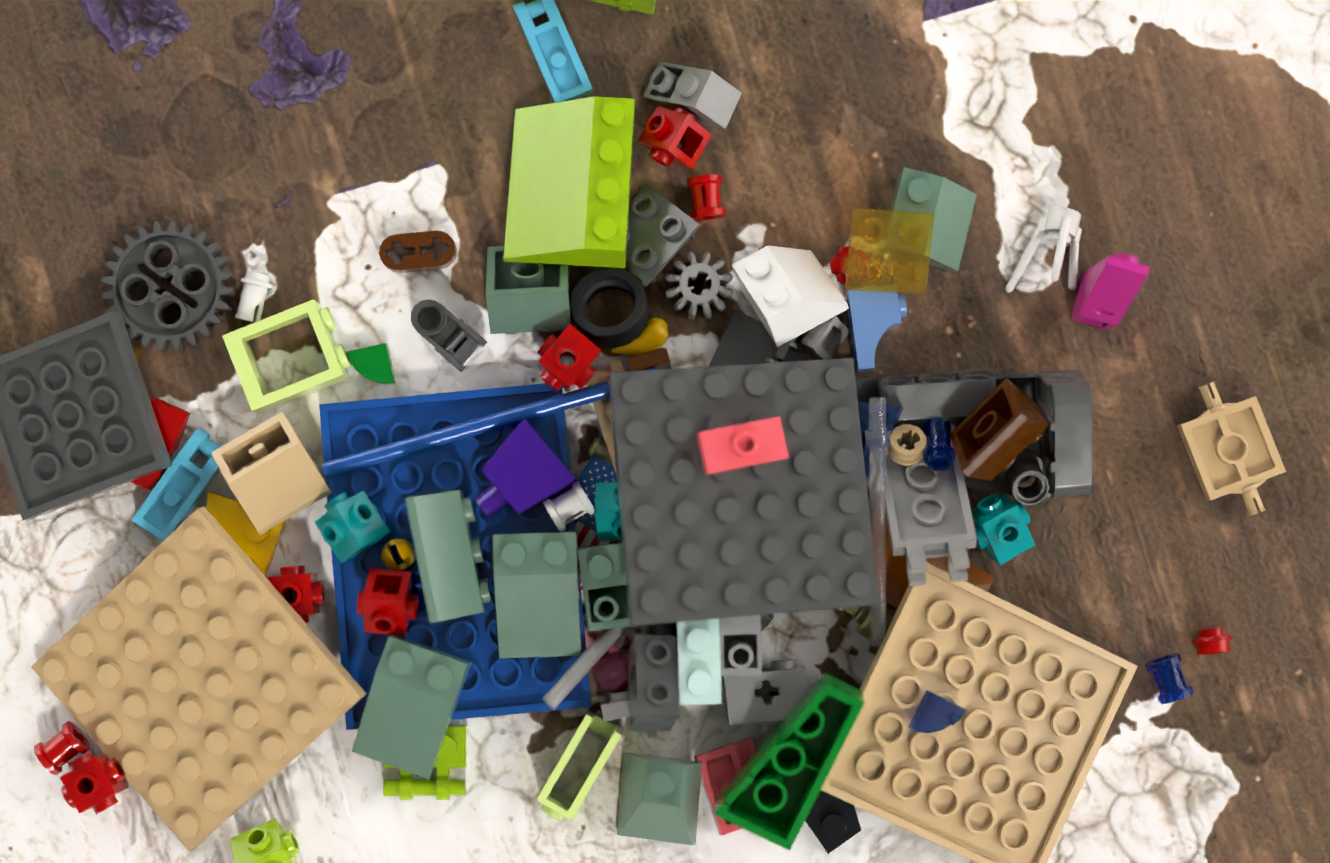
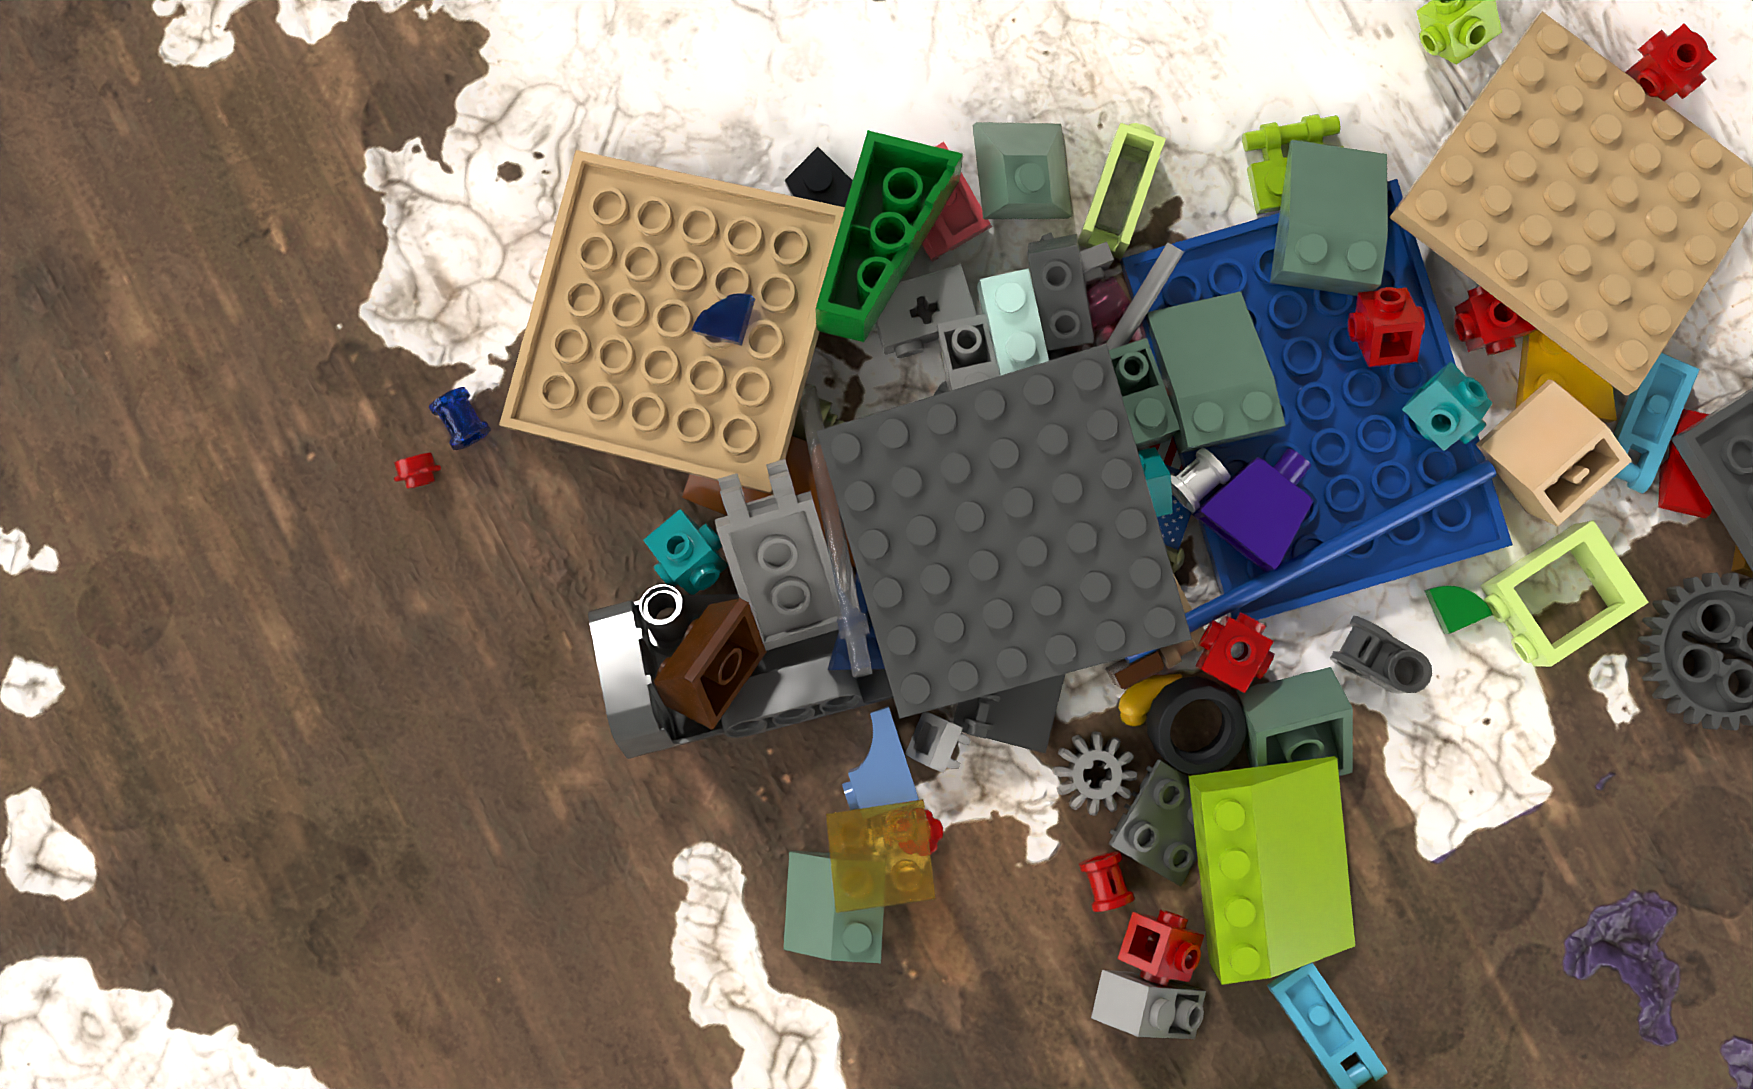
camera: 170 degrees right, 0 degrees up
(61, 748) = (1714, 97): red bush -> none
(253, 296) = (1617, 659): white pin -> none
(405, 550) = (1377, 393): yellow hinge -> none
(418, 241) = (1437, 761): reddish brown beam -> none
(448, 555) = (1331, 391): sand green slope -> none
(742, 445) = (1016, 582): coral plate -> none
(788, 291) = (989, 786): white slope -> none
(900, 454) = (809, 643): tan bush -> none
(938, 451) = (776, 625): clear blue pin -> none
(1061, 230) = (674, 924): white plant -> none
(1108, 290) = (608, 859): dark pink slope -> none
(1231, 448) = (430, 700): tan plate -> none

